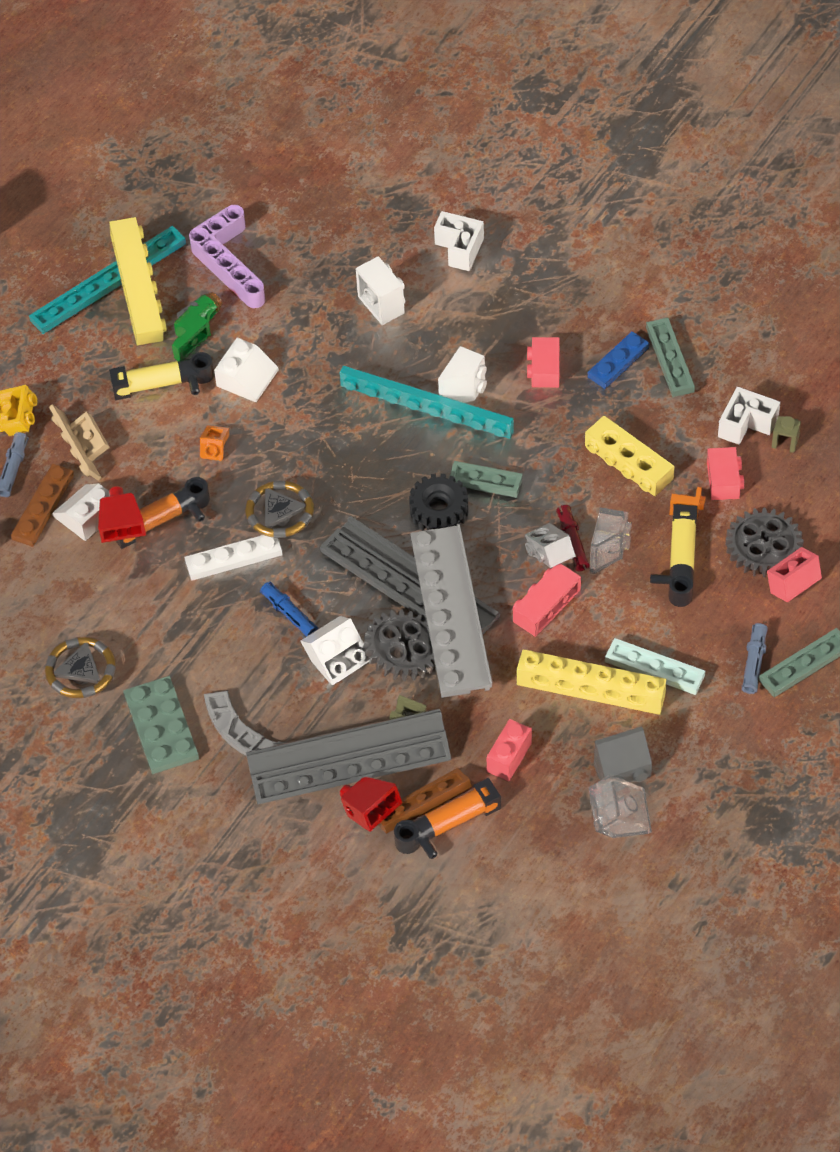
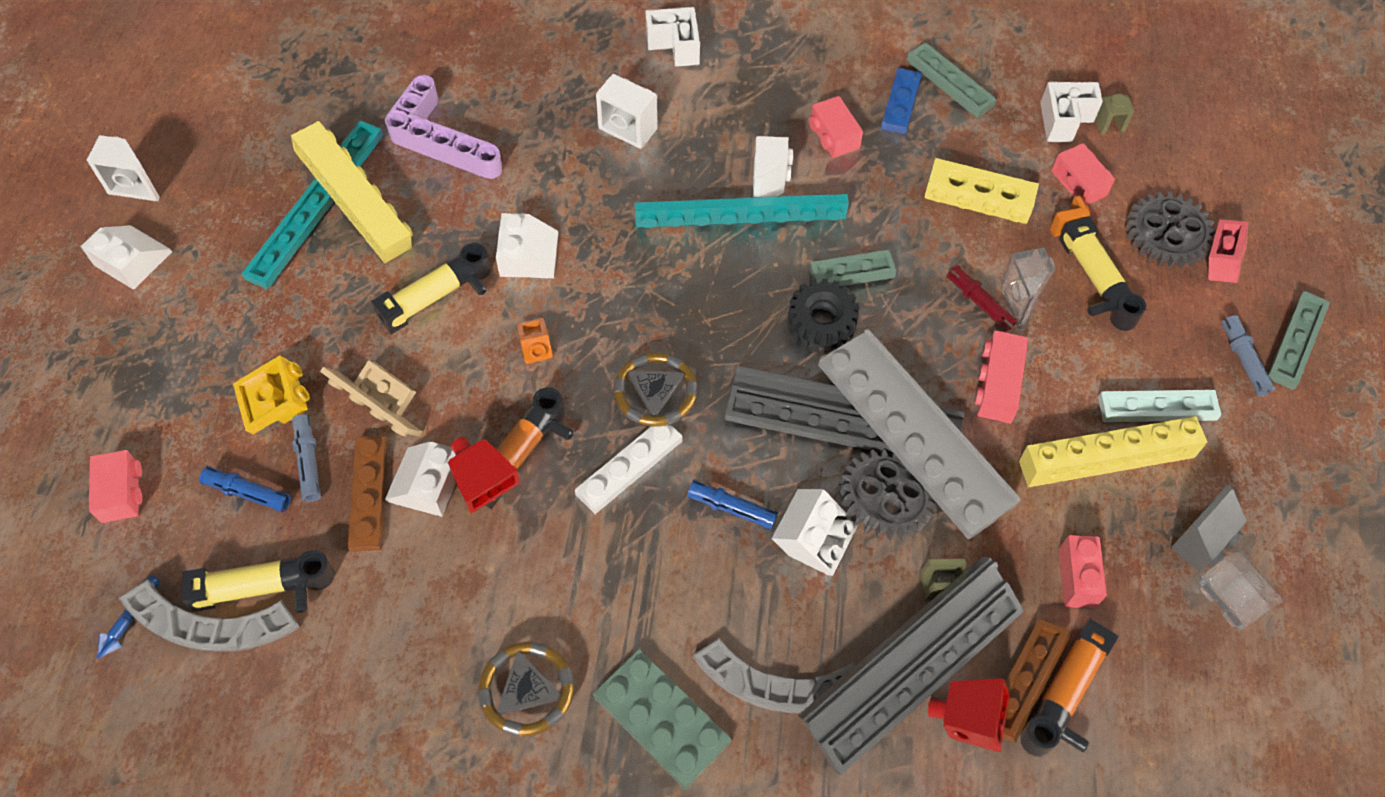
camera: 30 degrees left, 5 degrees up
(193, 324) = (440, 217): green plate -> none
(549, 545) = (974, 315): light grey brick -> none

